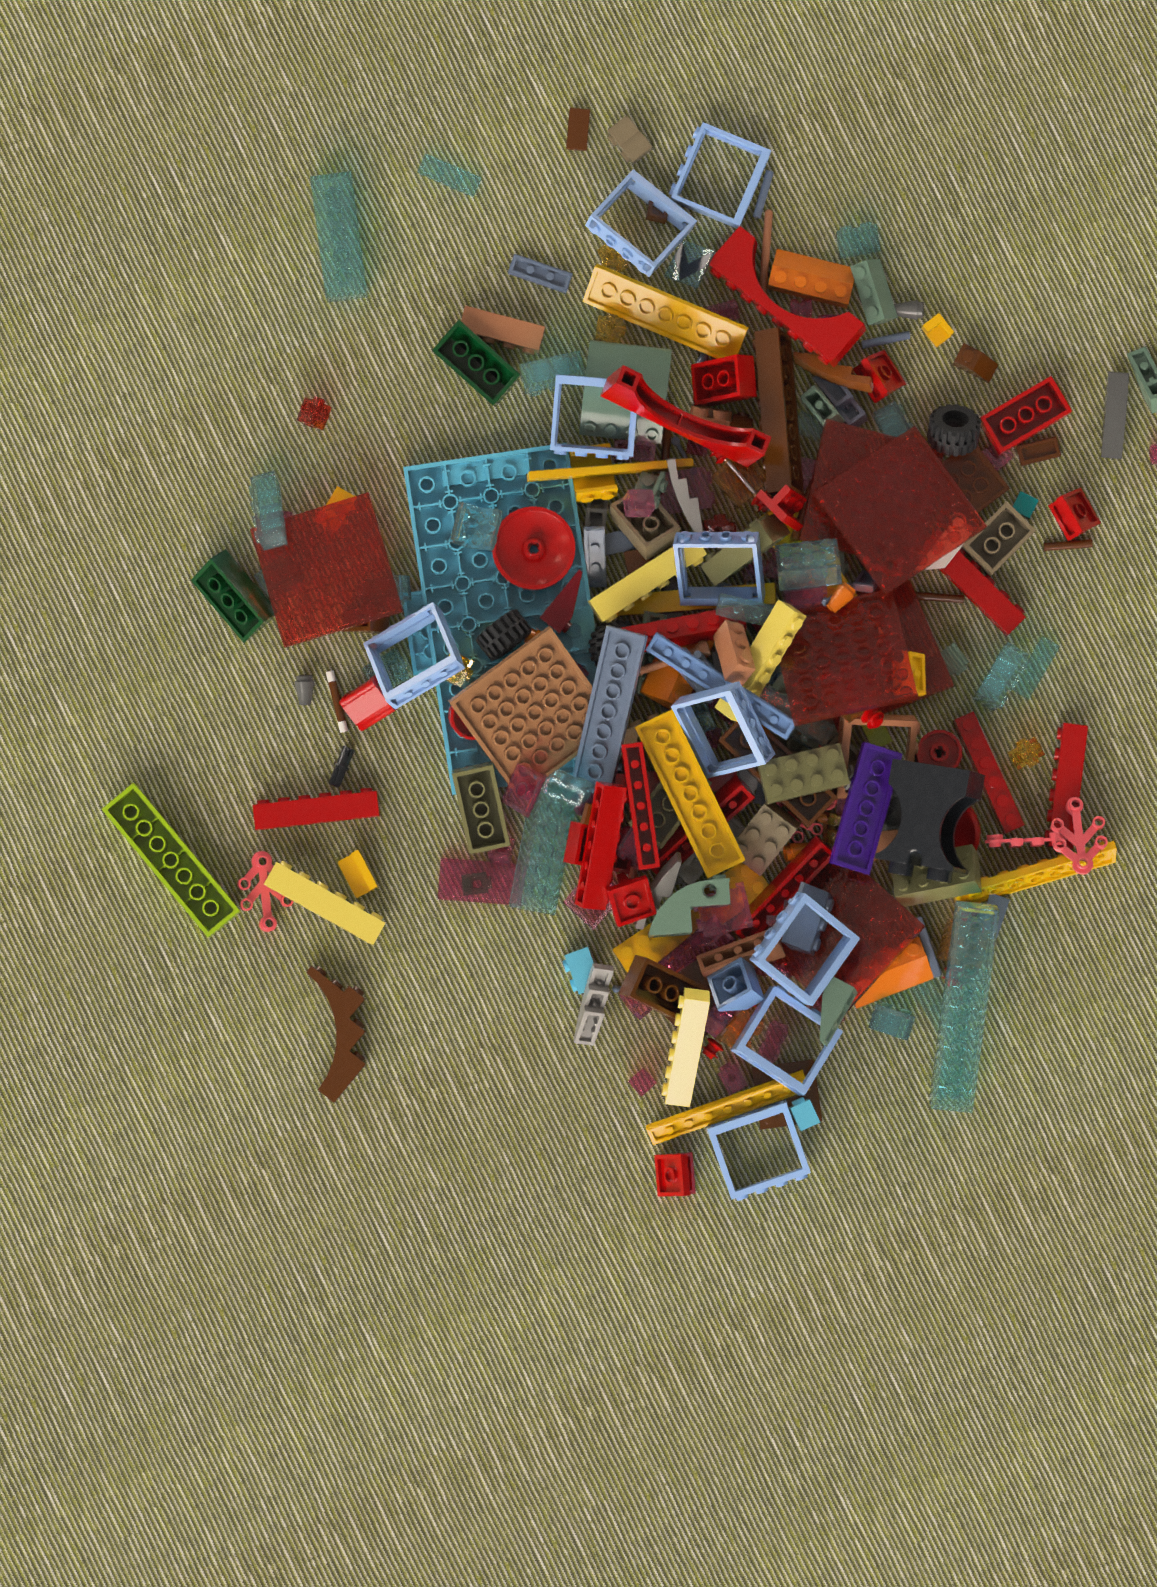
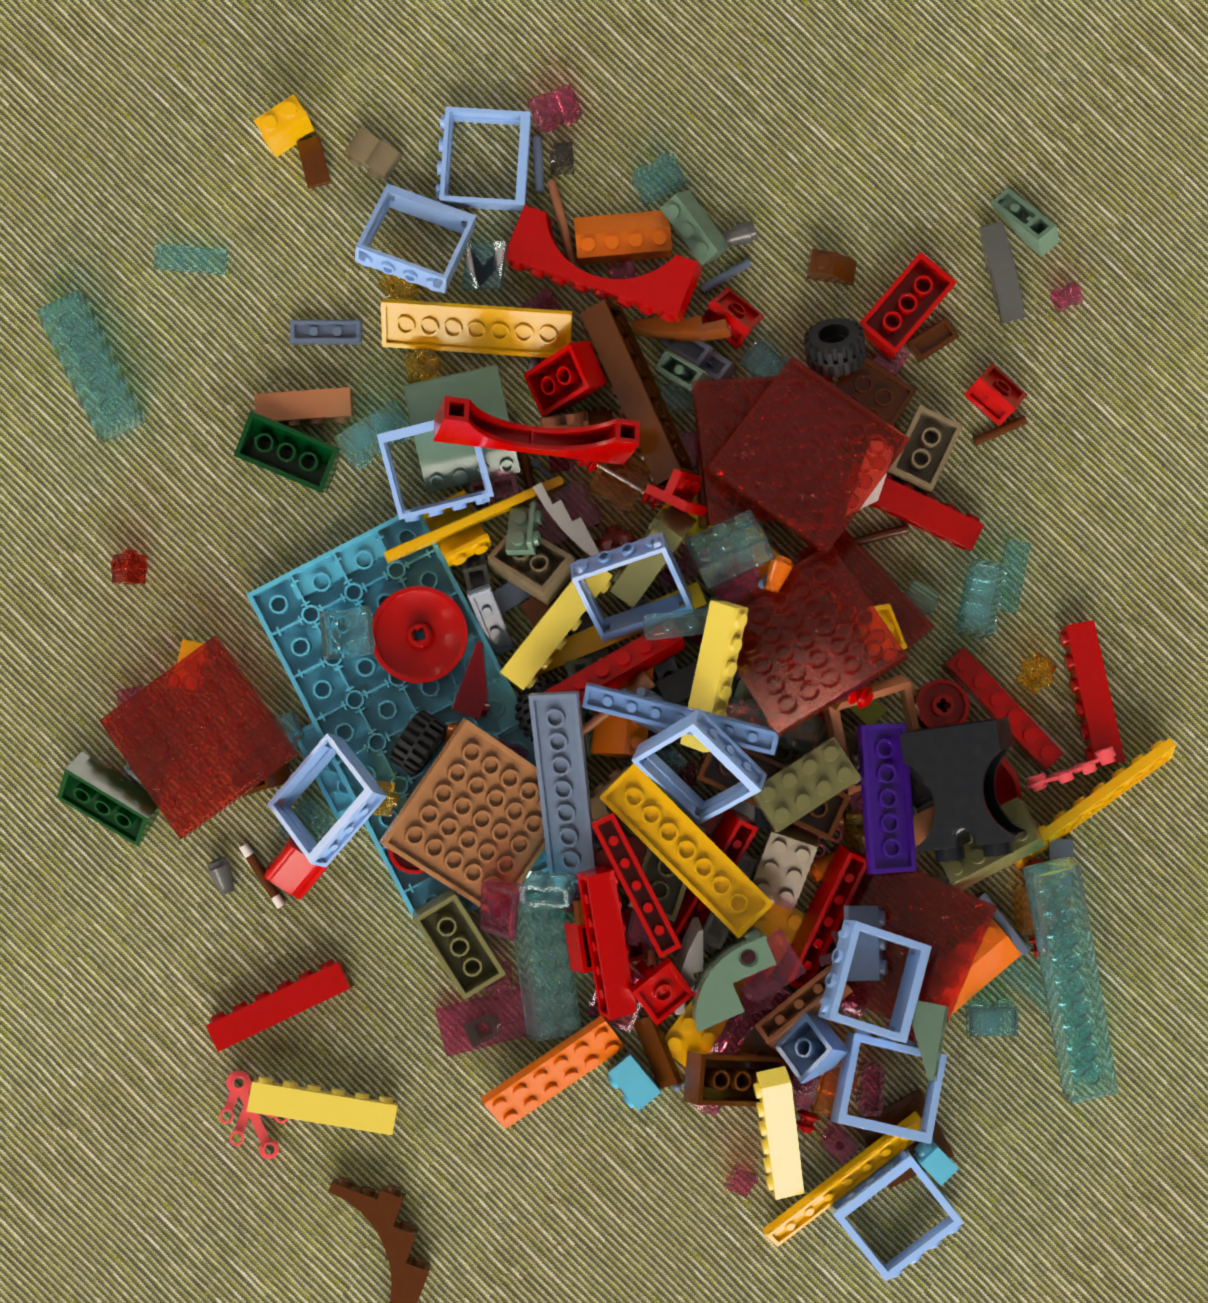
camera: 20 degrees left, 0 degrees up
(171, 860) = (136, 1117): lime brick -> none
(268, 510) = (111, 694): clear light blue brick -> none
(341, 766) = (291, 946): black axle -> none
(357, 874) = (349, 1059): yellow panel -> none
(520, 939) = (553, 1072): none -> orange plate
(565, 93) = (284, 125): none -> yellow panel
(592, 1004) = (658, 1116): light grey slope -> none
(610, 949) = (657, 1052): none -> reddish brown tile
(638, 503) = (517, 545): clear pink panel -> none
(655, 215) = (428, 225): reddish brown tile -> none
(675, 1174) = (814, 1273): red bracket -> none
(734, 652) = (681, 676): nougat brick -> none
(784, 197) = (562, 159): none -> clear smoke brick
(792, 152) = (555, 108): none -> clear pink brick
(864, 583) = (796, 546): sand blue tile -> none
(937, 330) = (778, 245): yellow panel -> none
(1025, 504) = (938, 401): teal tile -> none
(1078, 839) = (1131, 748): coral plant -> none

